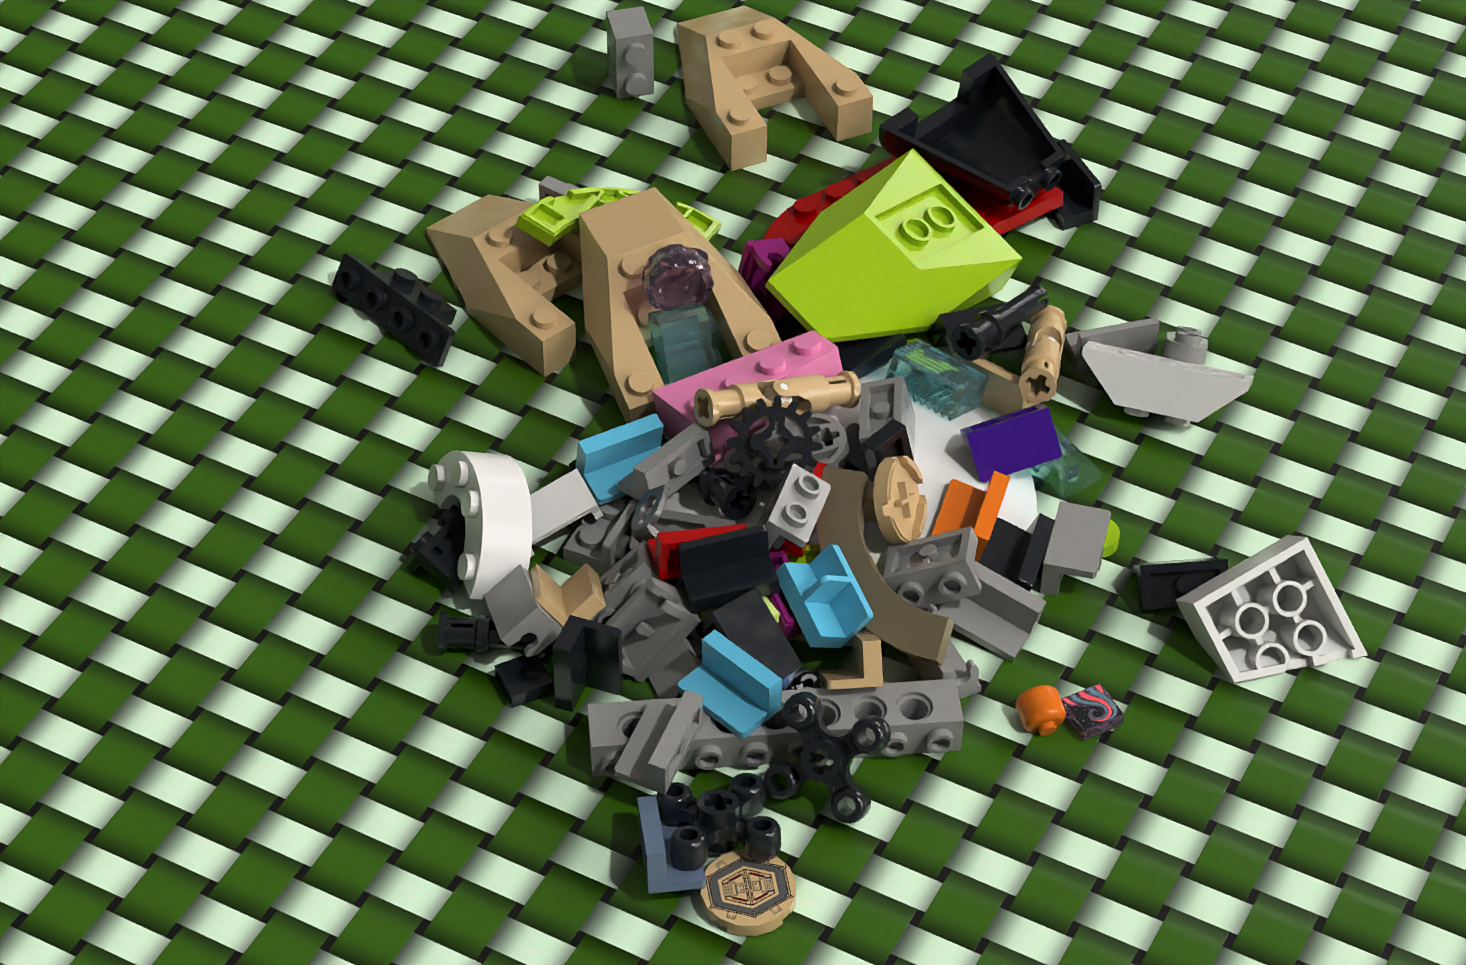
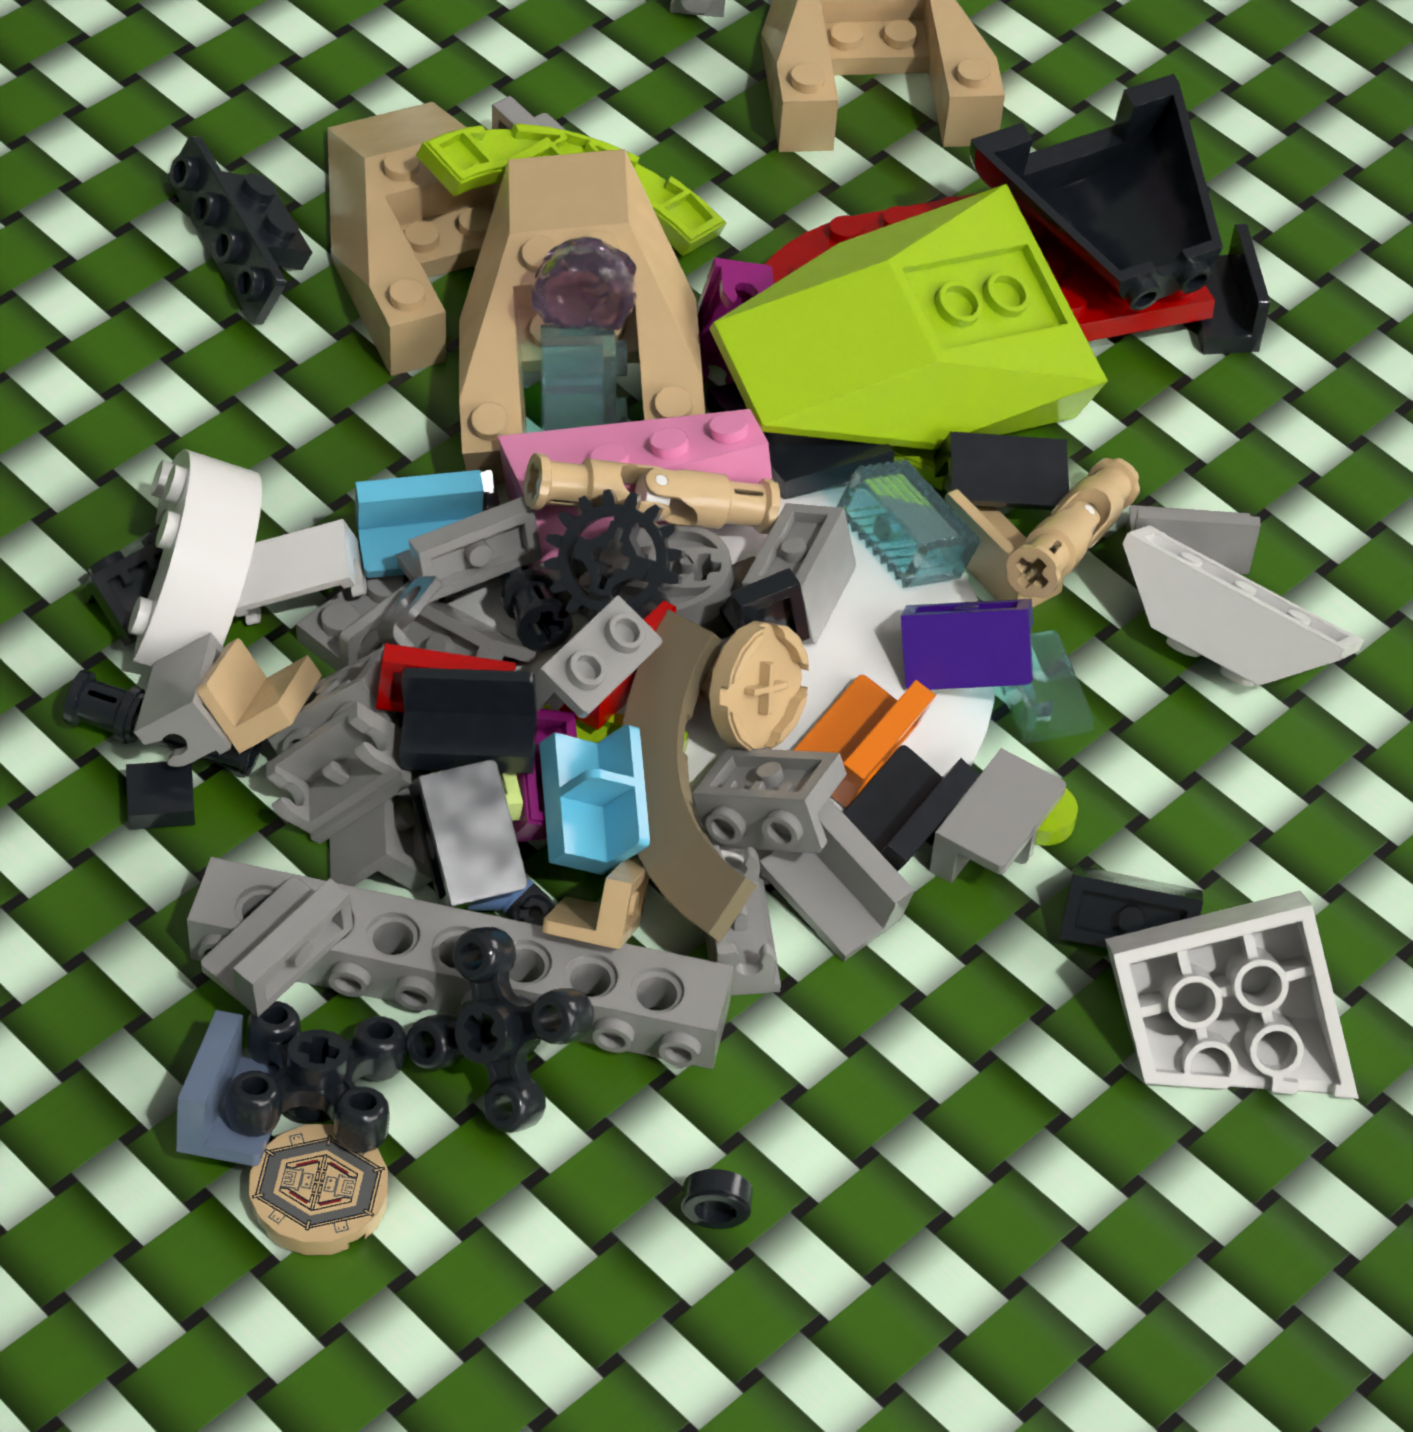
camera: 15 degrees right, 5 degrees up
(586, 656) = (232, 788): black panel -> none
(733, 686) = (409, 891): medium azure panel -> none
(990, 327) = (1010, 469): black pin -> none
(1006, 824) = (716, 1198): none -> black tile
(1040, 709) = (845, 1044): orange piece -> none
(1092, 711) = (919, 1067): tile -> none
(1186, 345) = (1290, 569): light grey plate -> none

